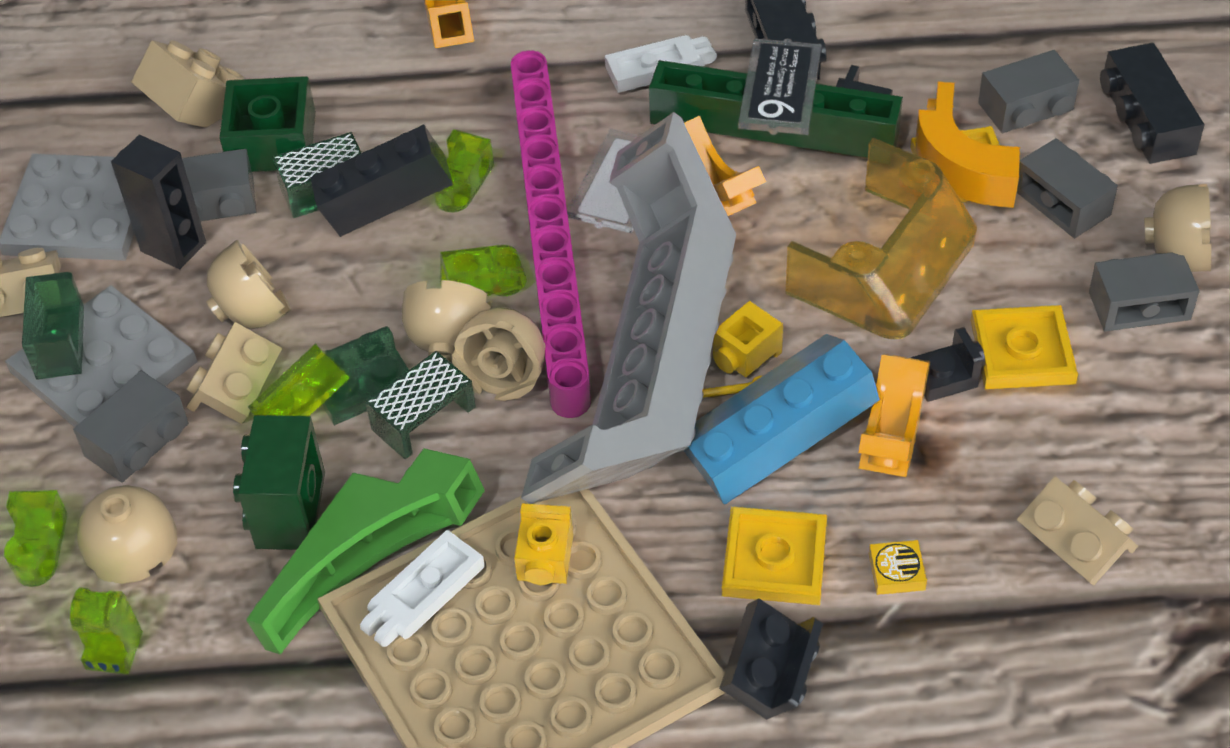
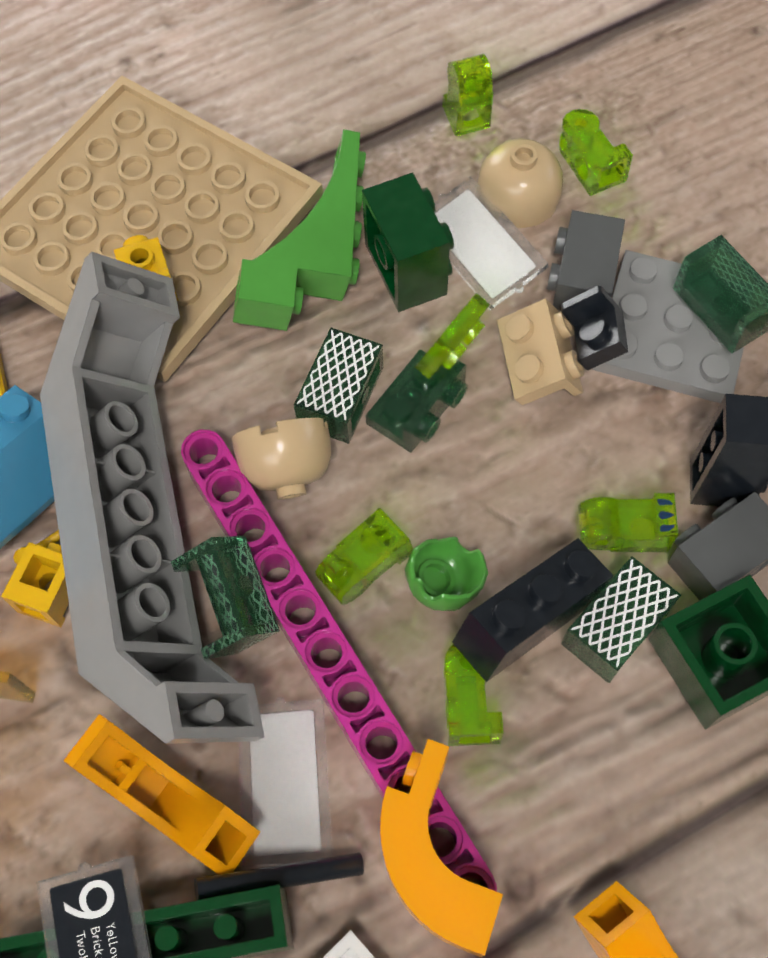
camera: 155 degrees right, 15 degrees up
(175, 357) = (597, 327): none -> black bracket
(202, 498) = (487, 245): none -> clear piece
(243, 289) = (585, 431): tan cylinder -> none
(265, 228) = (629, 523): none -> clear neon green leg
(421, 589) = (230, 206): white hinge -> none
(424, 234) = (445, 574): none -> bright green hair
(438, 315) = (364, 474): tan cylinder -> none
(549, 47) = (434, 895): none -> light orange arch
(597, 259) = (234, 593): none -> clear green panel
(646, 116) = (284, 875): none -> black bar

